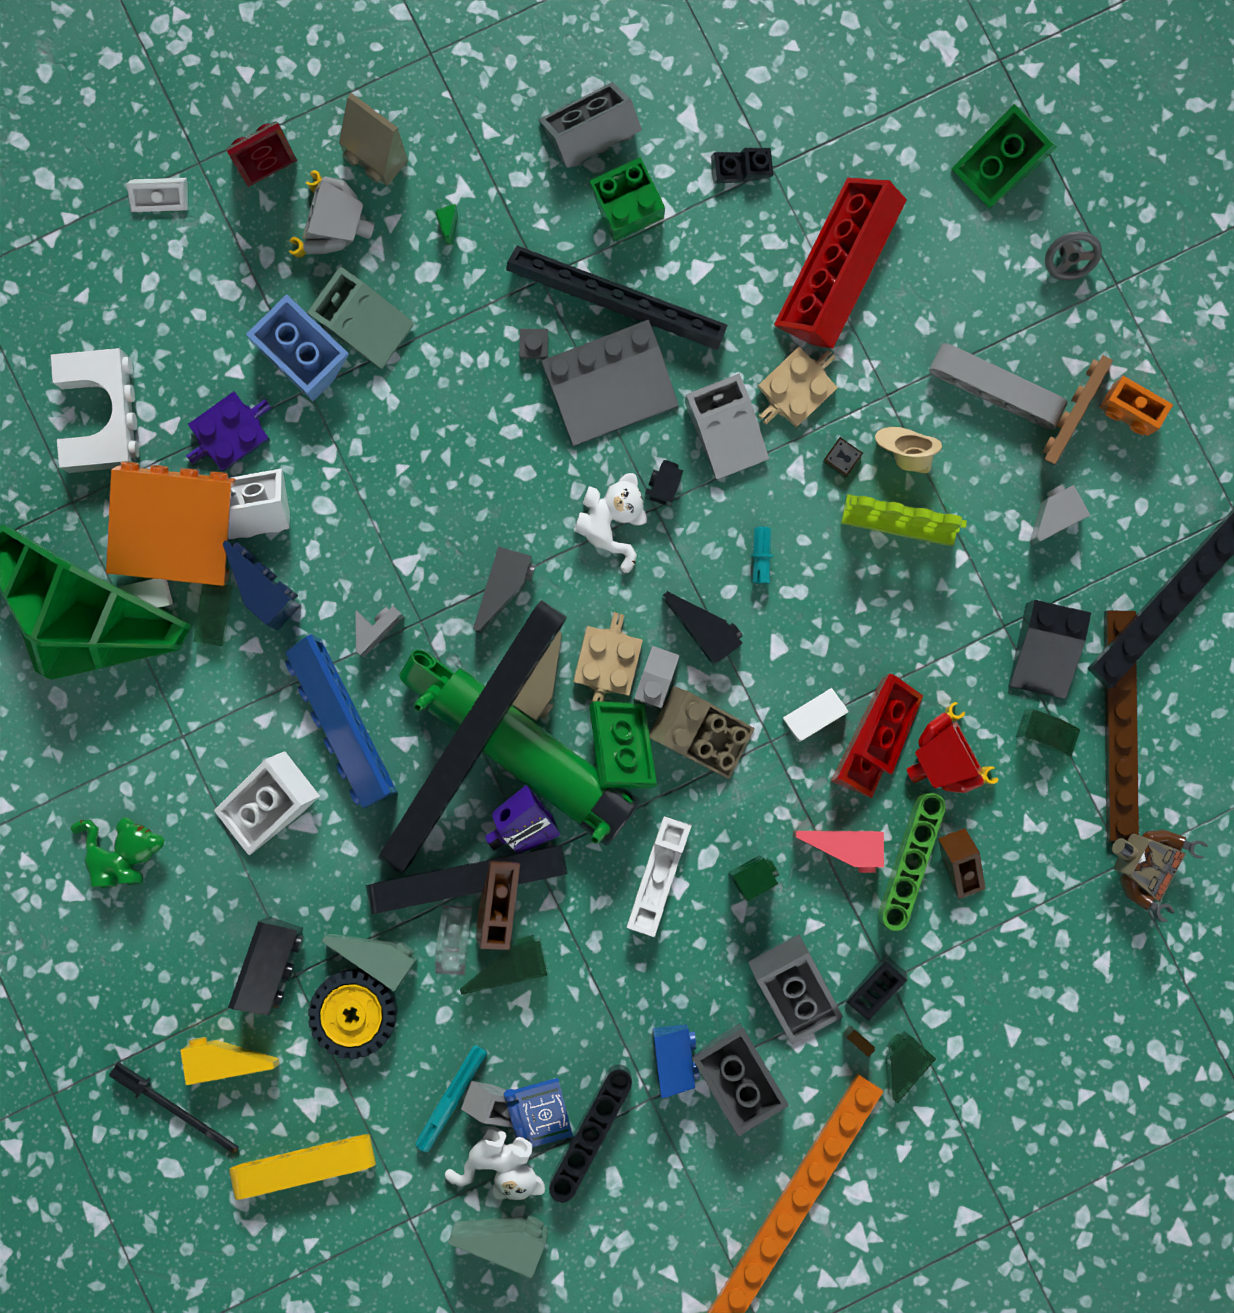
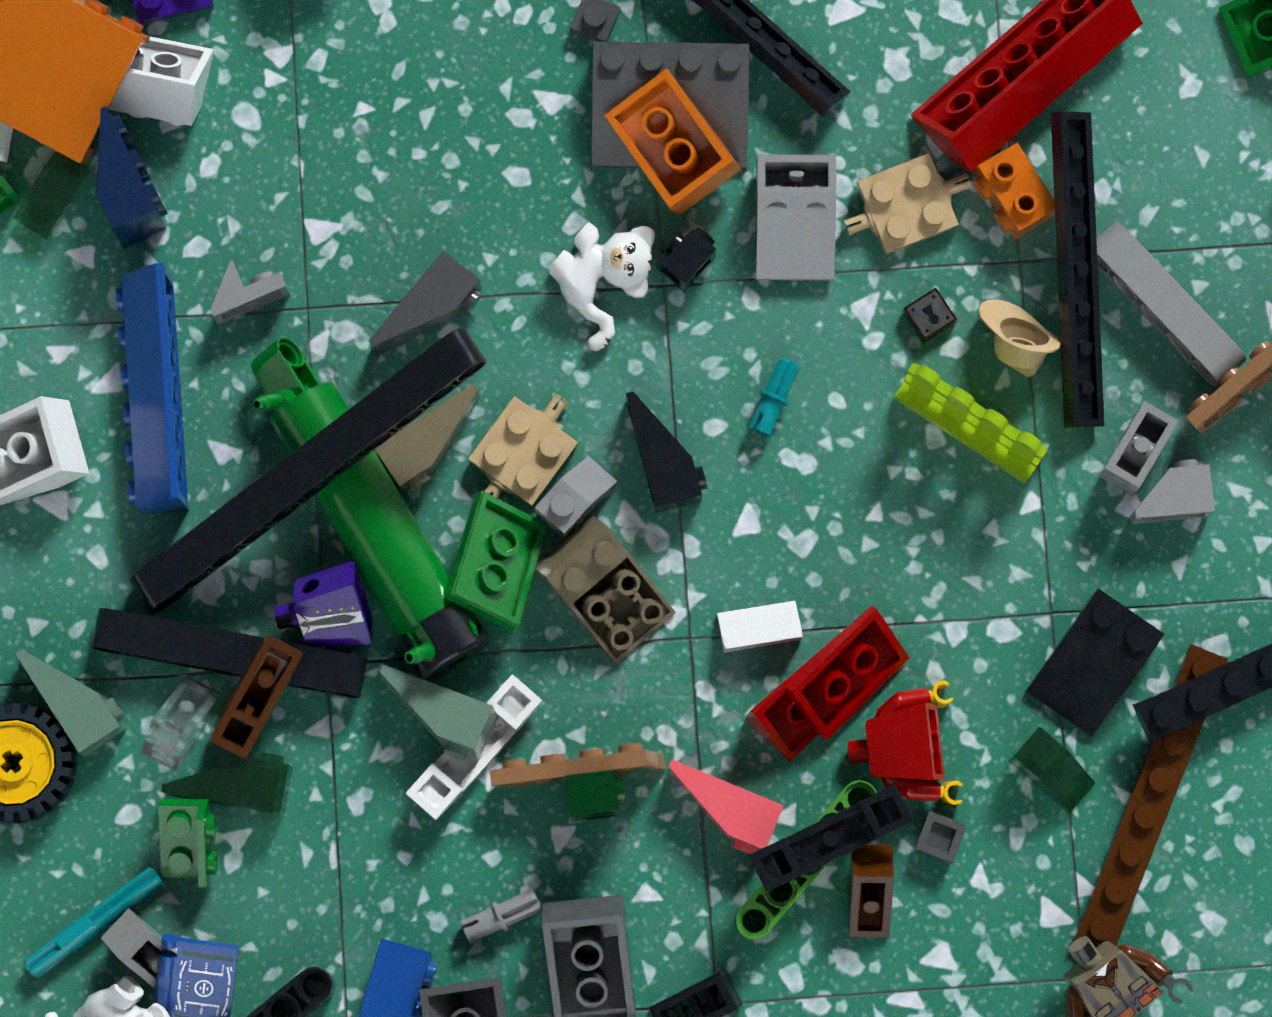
camera: 25 degrees right, 5 degrees down
(491, 1019) = (185, 839): none -> green bracket
(623, 408) = (672, 142): none -> orange slope
(635, 863) = (450, 717): none -> sand green slope
(723, 981) = (501, 916): none -> light grey axle
(741, 857) = (554, 766): none -> medium nougat wing
(866, 349) = (1014, 191): none -> orange brick
(926, 842) = (831, 838): none -> black slope
(932, 386) = (1077, 269): none -> black plate
(993, 808) = (940, 837): none -> dark grey plate
(1021, 492) = (1138, 448): none -> light grey brick

